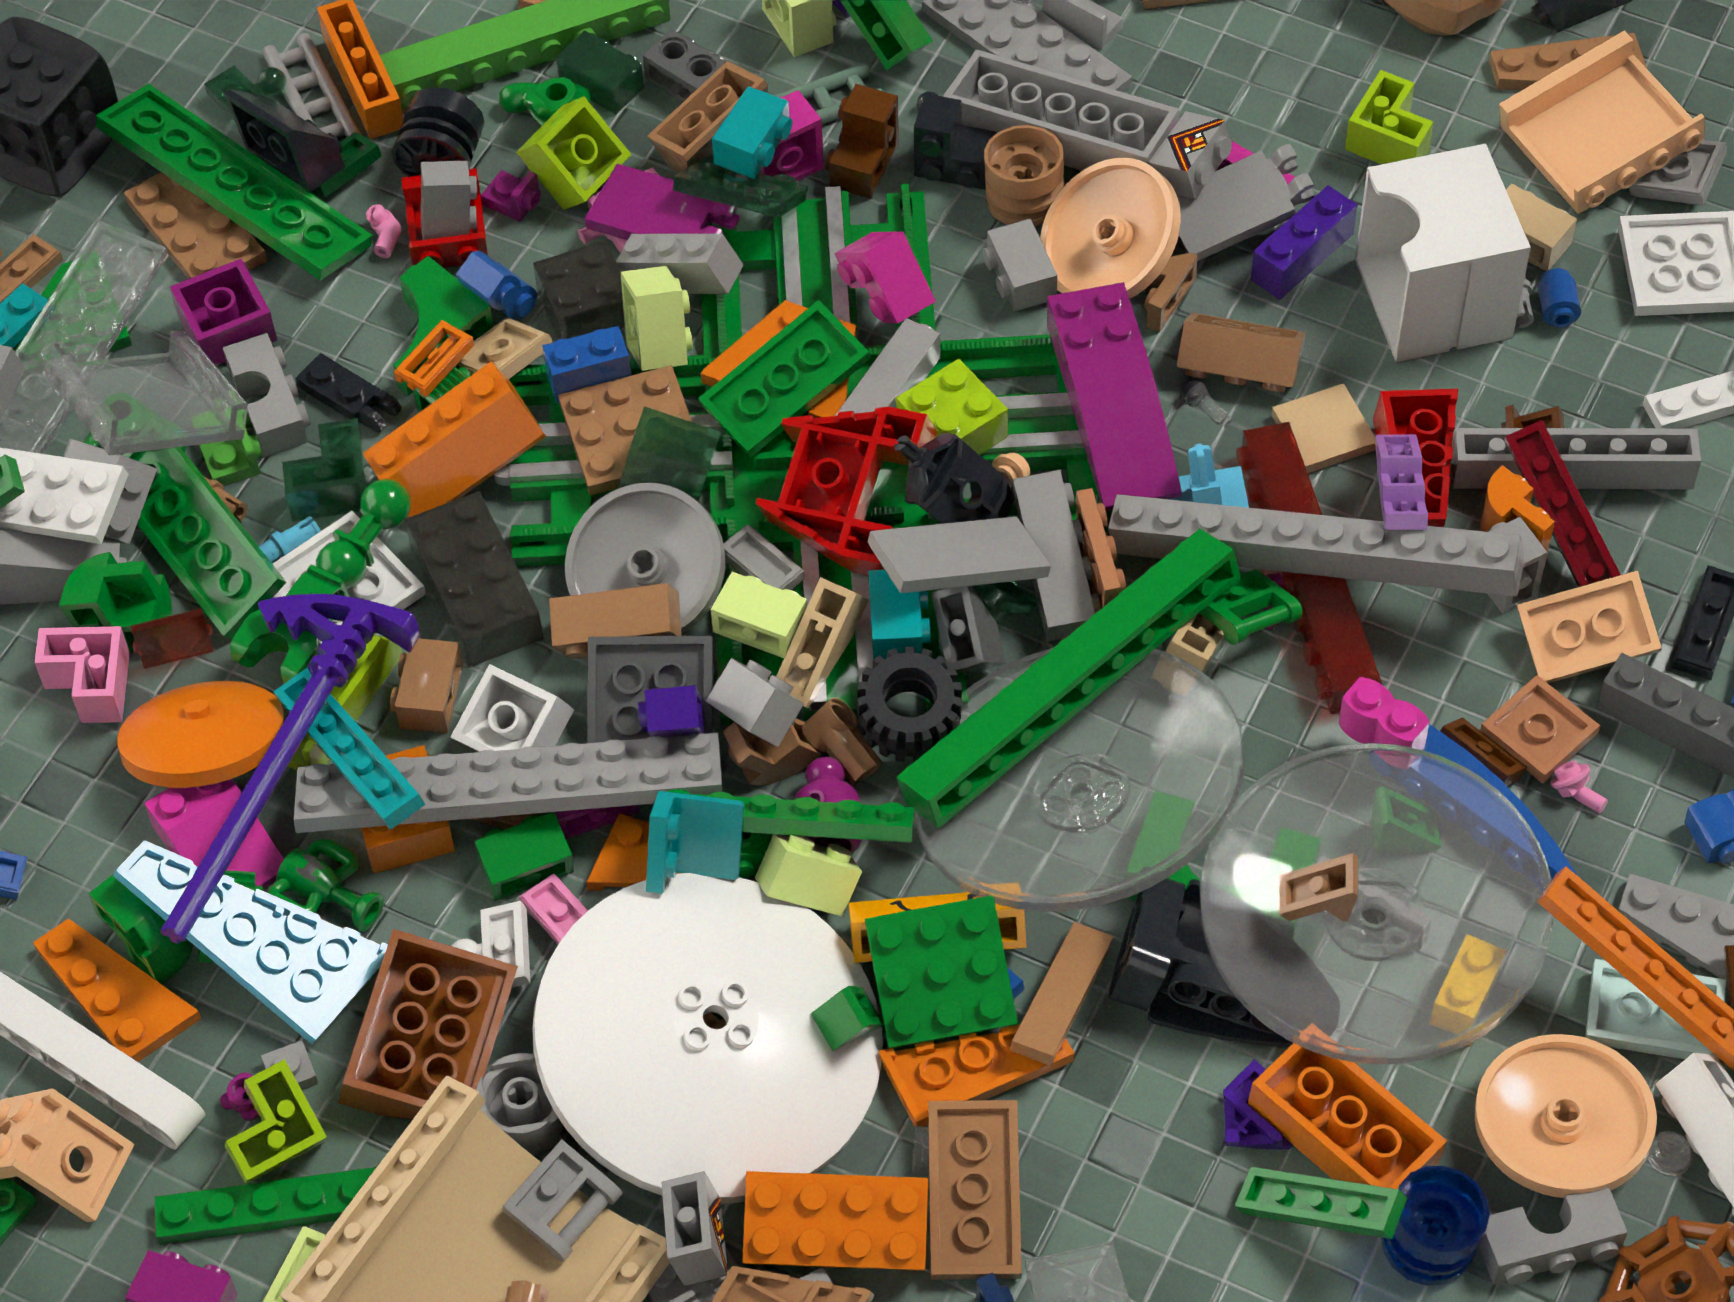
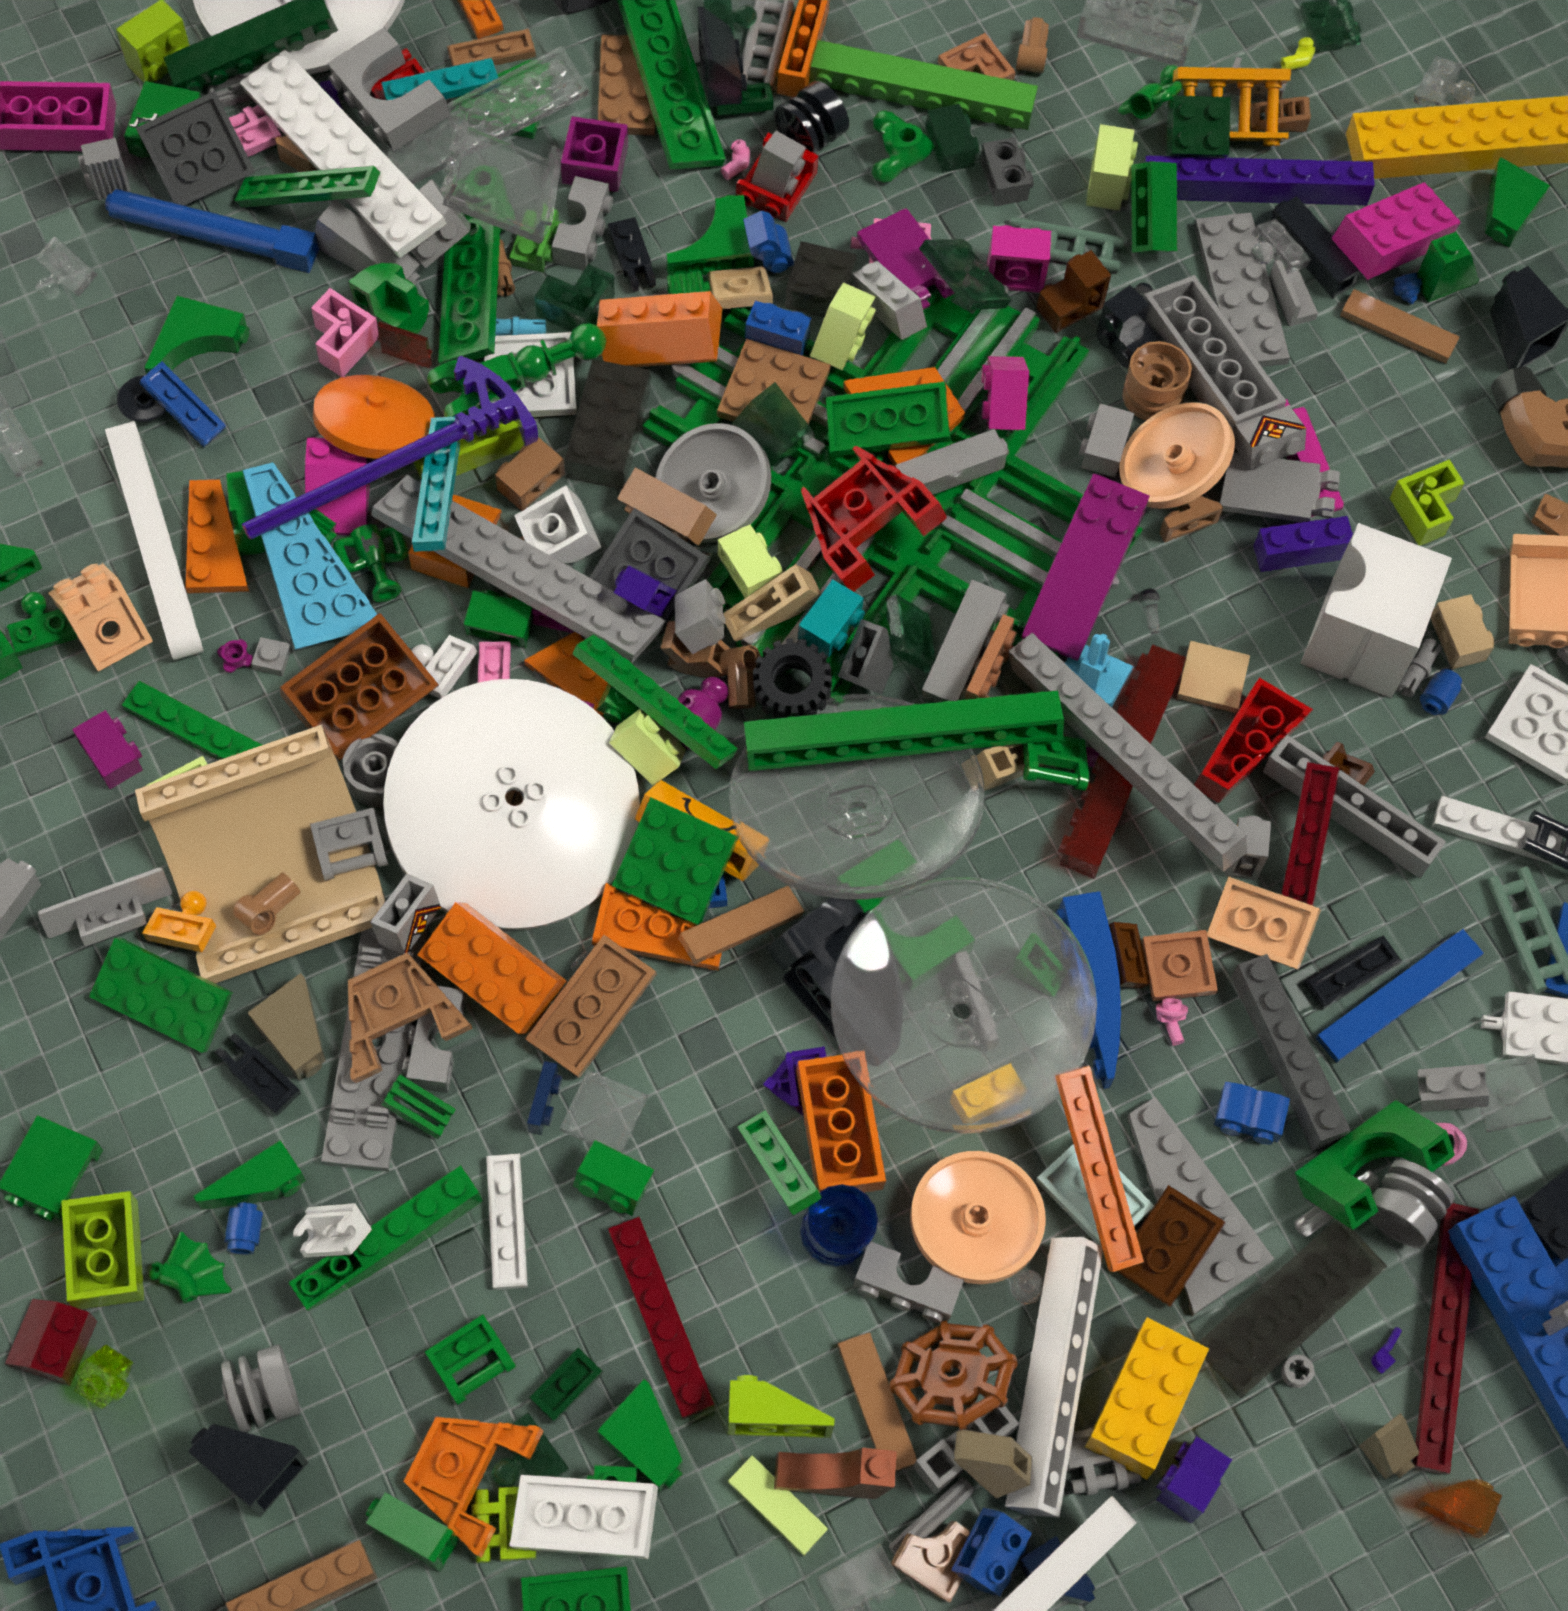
camera: 30 degrees right, 10 degrees up
(286, 1125) = (236, 689): lime brick -> none
(439, 361) = (693, 269): orange tile -> none
(512, 195) = (833, 186): magenta bracket -> none
(573, 153) = (884, 183): lime brick -> none
(689, 129) = (976, 214): medium nougat slope -> none
(693, 837) = (585, 674): teal bracket -> none
(752, 132) = (993, 241): teal brick -> none
(757, 557) = (782, 529): light grey tile -> none
(846, 1017) = (599, 850): green slope -> none
(939, 477) = (922, 546): black plate -> none
(958, 554) = (893, 606): light grey tile -> none
(959, 406) = (973, 513): lime brick -> none
(1011, 466) = (981, 571): light nougat plate -> none
(1240, 351) = (1201, 589): medium nougat slope -> none
(1319, 888) = (925, 972): medium nougat slope -> none
(1374, 716) = (1068, 889): dark pink brick -> none
(1401, 482) = (1210, 746): medium lavender slope -> none
(1510, 498) = (1278, 806): orange brick -> none

